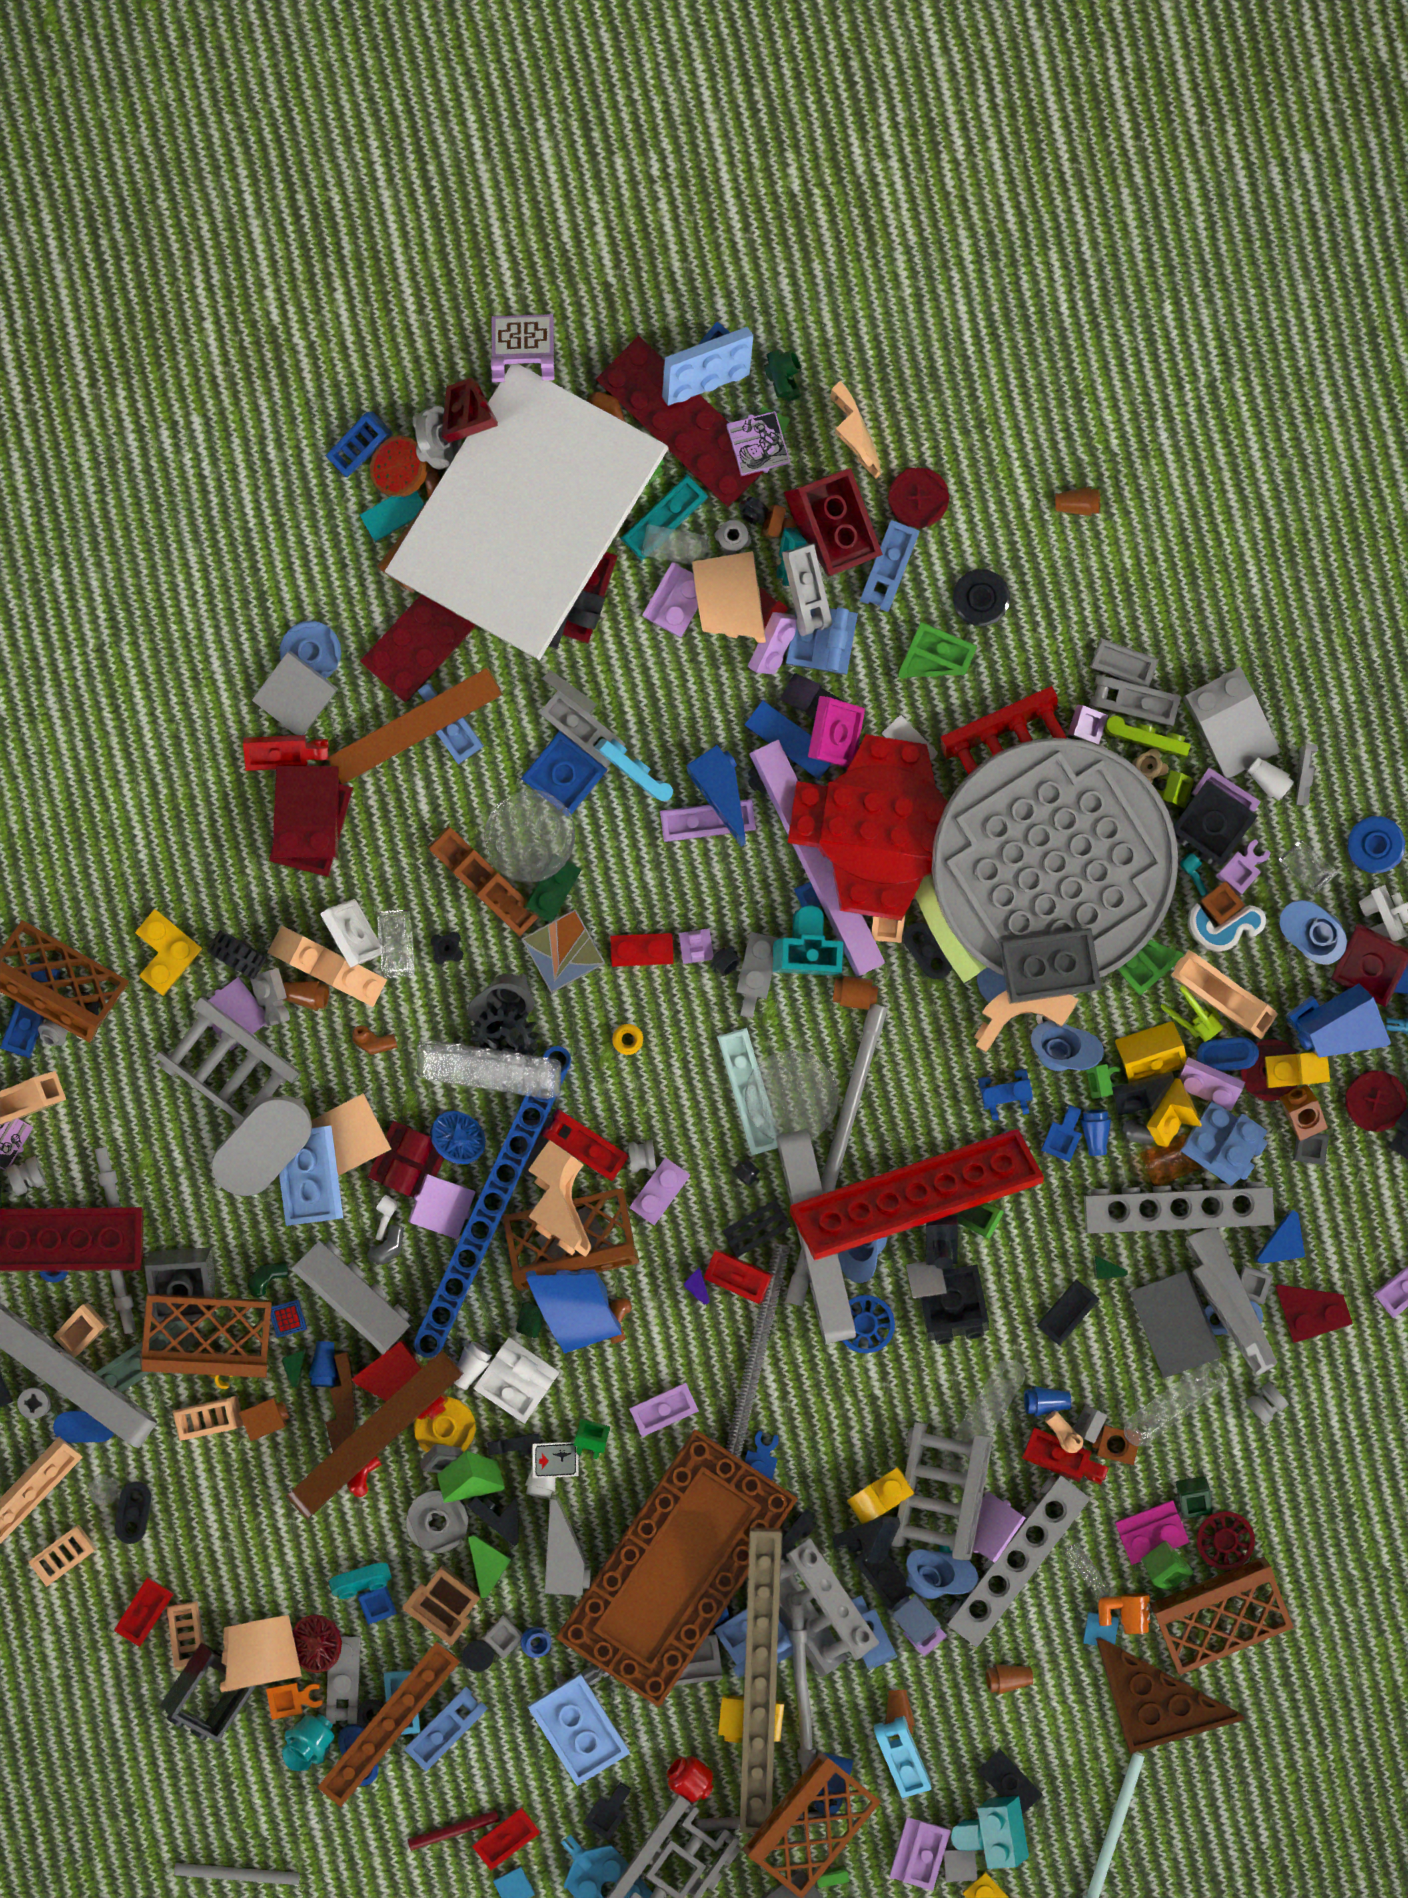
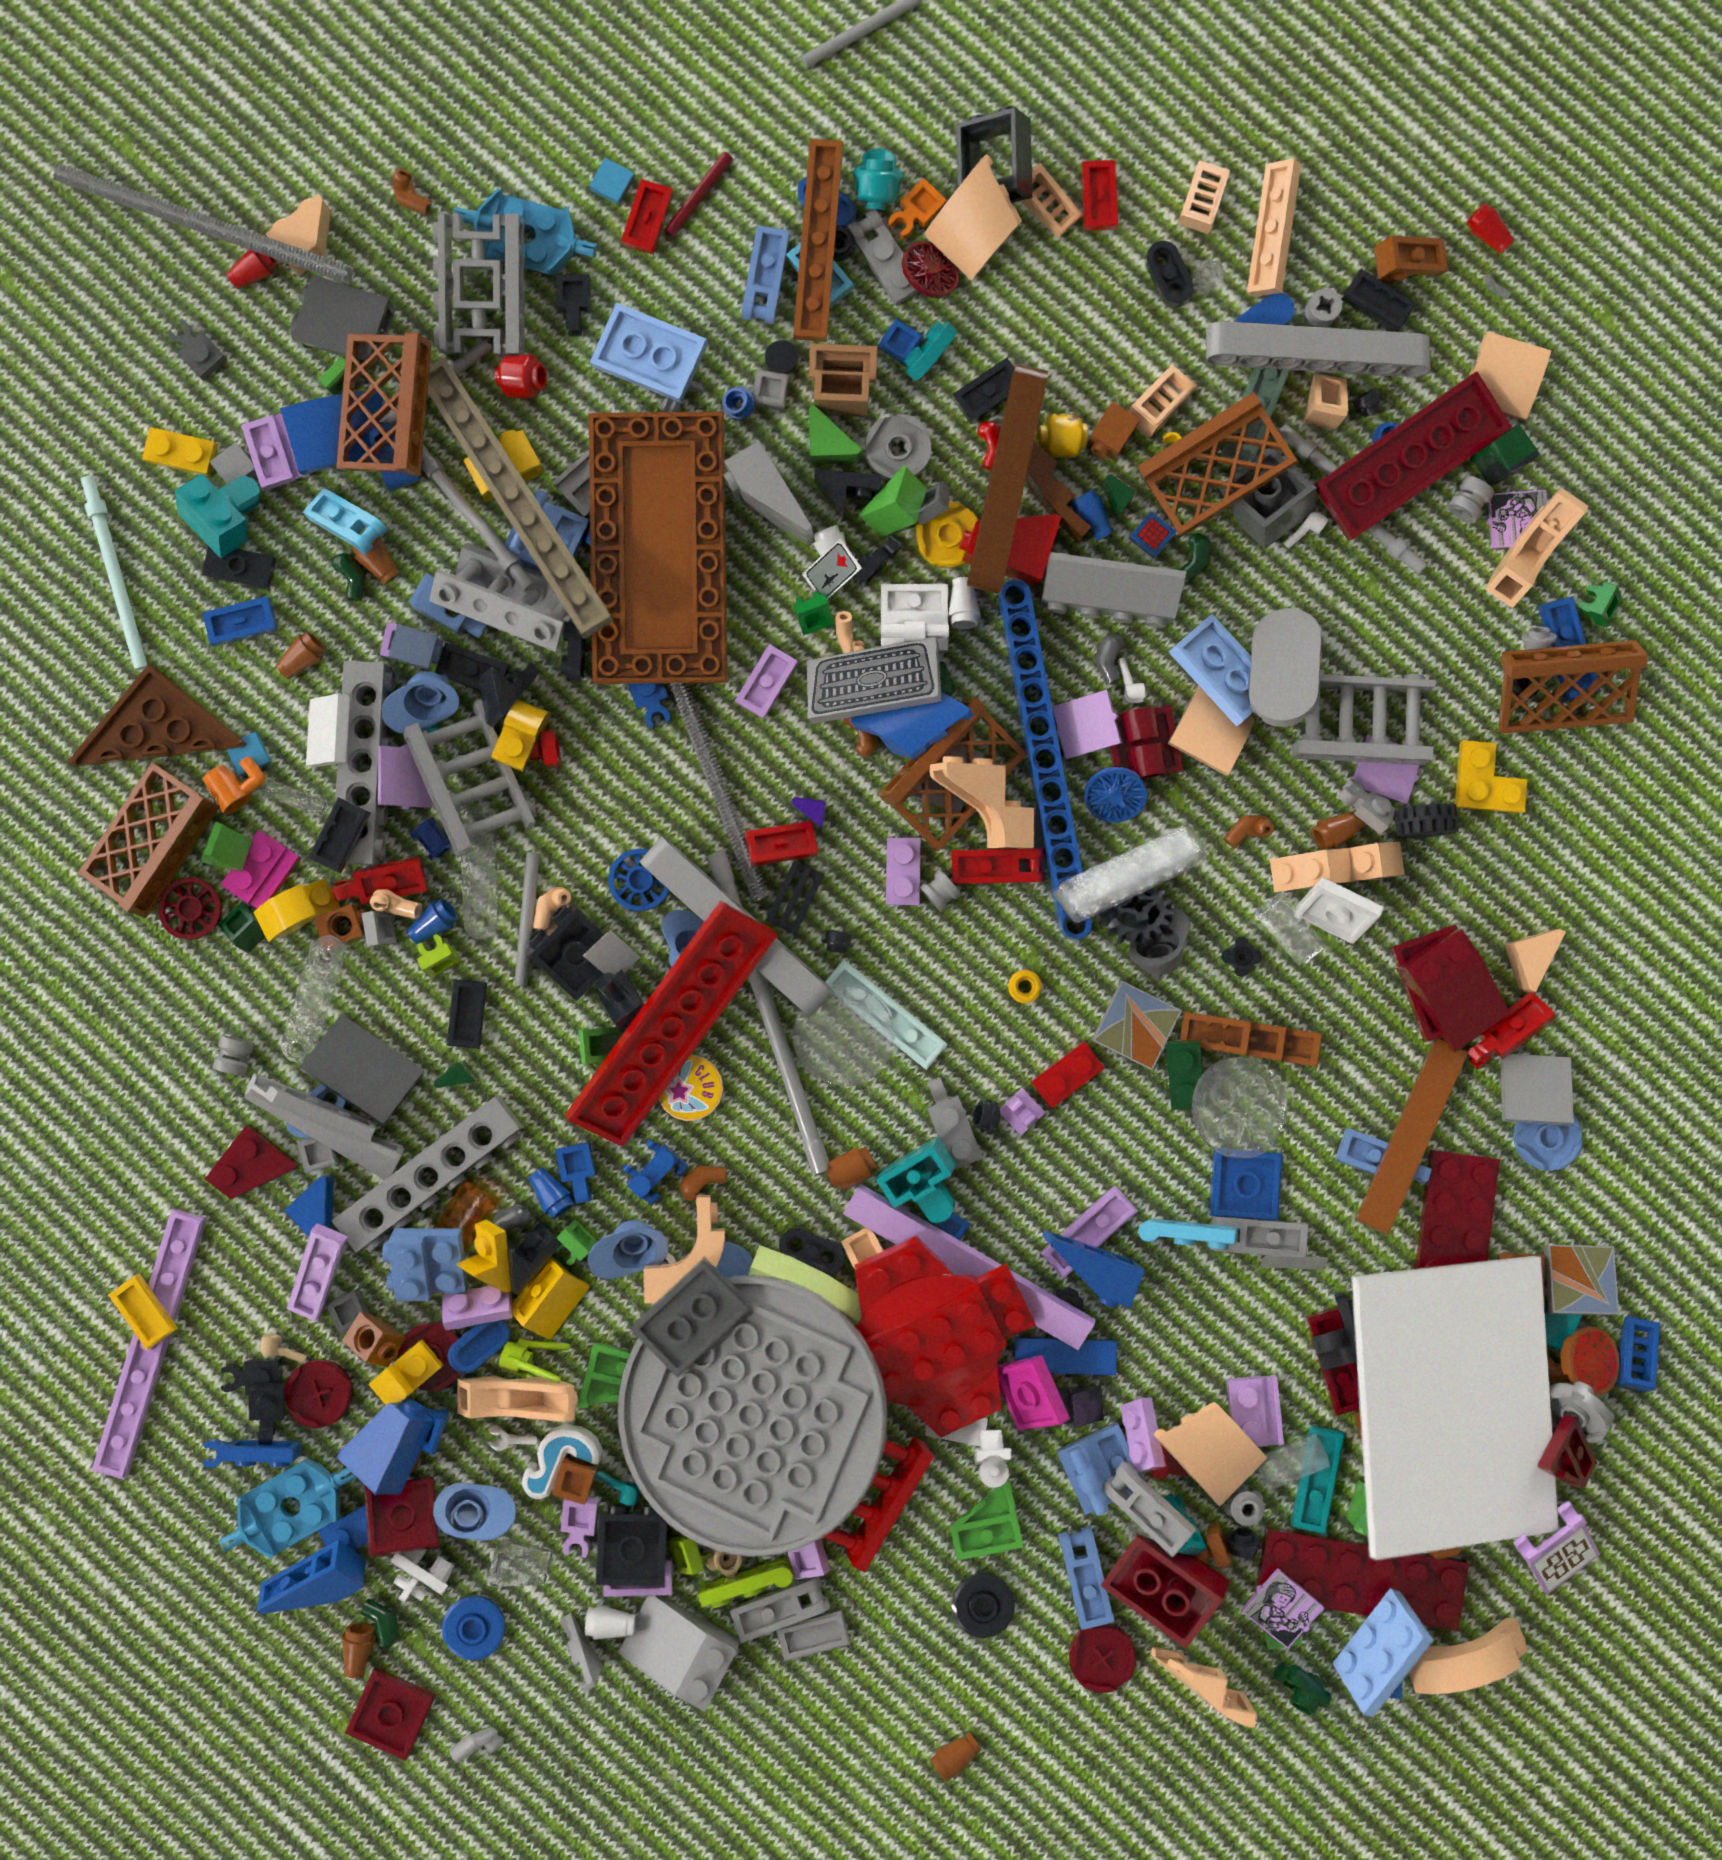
camera: 145 degrees right, 0 degrees up
(50, 1305) = (1368, 402): none -> black plate
(156, 1241) = (1314, 522): none -> white hand
(227, 796) = (1532, 957): none -> light nougat slope
(304, 1442) = (1062, 435): none -> yellow head
(339, 1519) = (985, 391): none -> black plate
(362, 530) = (1581, 1280): none -> tile
(577, 1407) = (844, 633): none -> light nougat arm
(582, 1352) = (873, 680): none -> tile
(646, 311) = (1471, 1663): none -> light nougat arch
(867, 1472) = (548, 750): none -> red tile
(876, 1843) = (315, 430): none -> blue slope
(898, 704) = (992, 1458): none -> white hips
(924, 1715) = (353, 572): none -> dark green arm
(934, 1133) = (693, 1090): none -> tile
(948, 1353) = (548, 904): none -> light nougat arm
(972, 1354) = (526, 918): none -> light grey bar
(975, 1065) = (699, 1177): none -> dark orange arm
(1003, 1465) = (431, 839): none -> clear blue bush
(1025, 1602) = (328, 730): none -> white tile
(1037, 1737) = (240, 621): none -> blue plate
(1060, 1368) = (438, 959): none -> lime tile
(1069, 1512) = (339, 835): none -> black plate
(1143, 1482) = (295, 908): none -> yellow brick
(1256, 969) = (508, 1439): none -> white hand
(1312, 1192) = (317, 1272): none -> lavender tile
(1387, 1161) = (271, 1347): none -> tan hand

